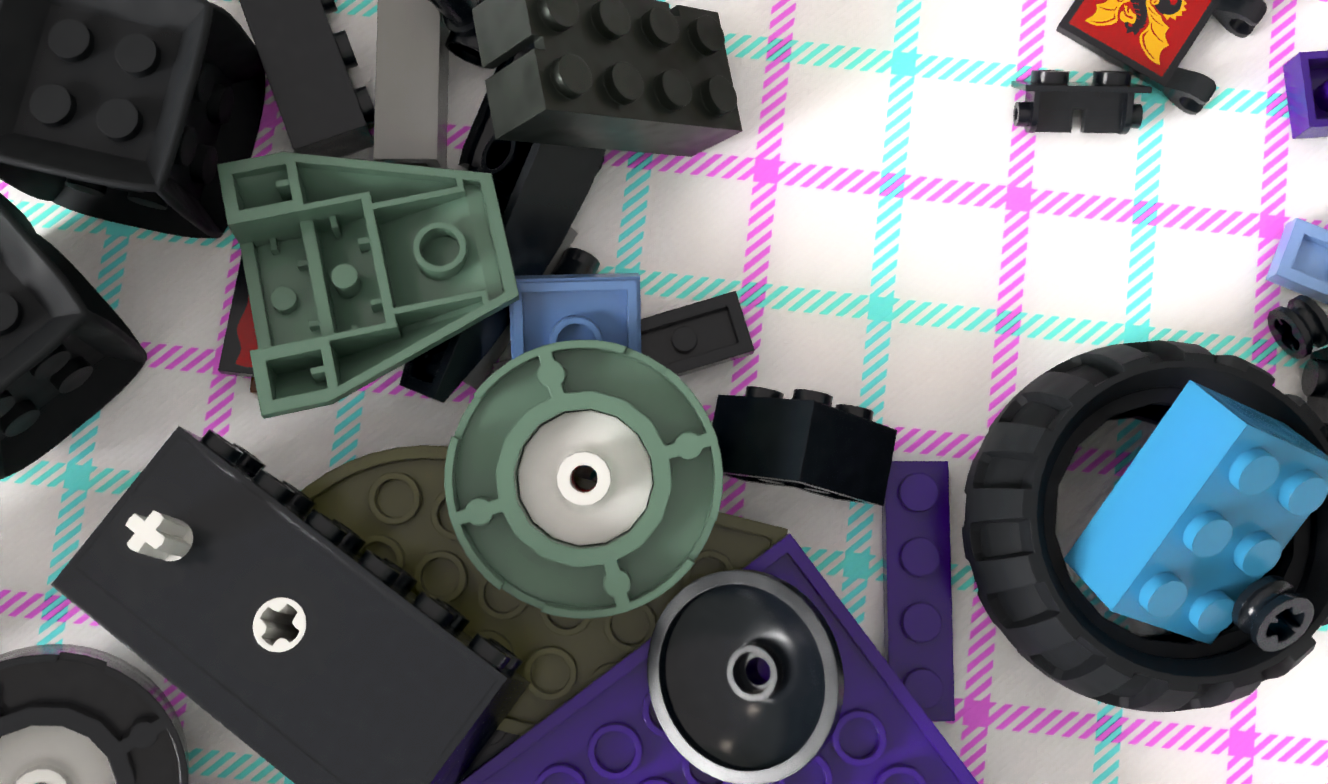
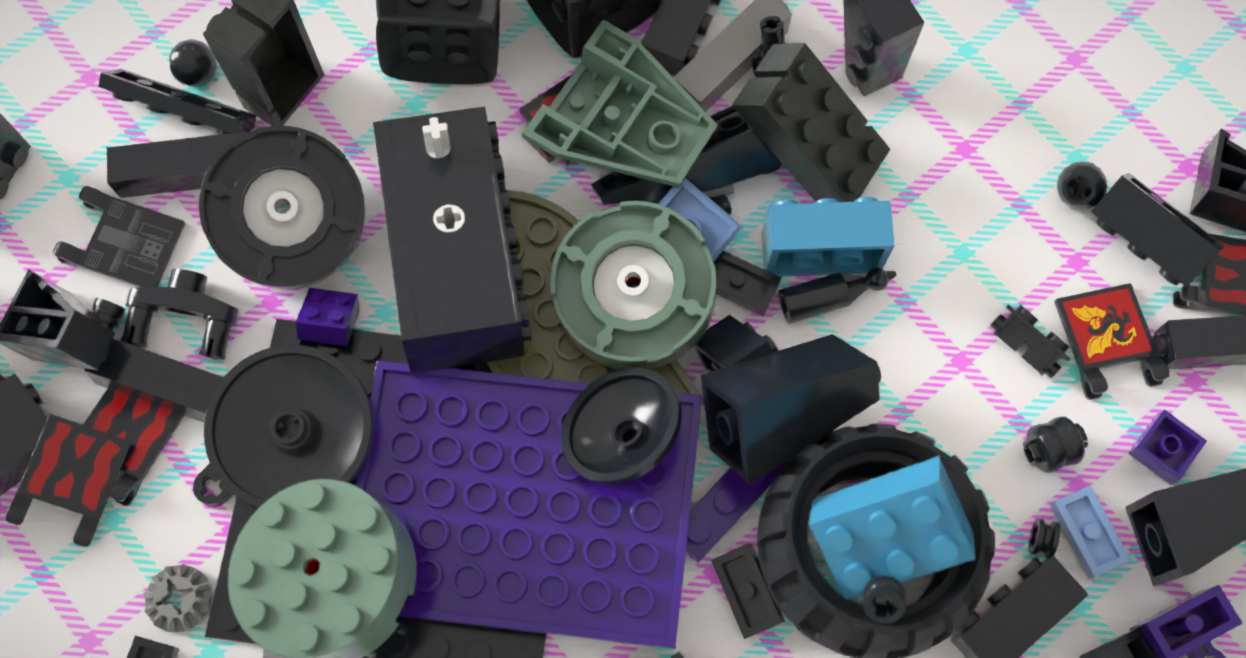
camera: 45 degrees right, 10 degrees down
(748, 191) = (827, 237): none -> dark azure brick
(805, 258) = (829, 293): none -> black wheel
(907, 456) = (784, 401): none -> black slope
(1039, 707) = (747, 591): none -> black plate
(1217, 205) = (1055, 444): none -> black piece

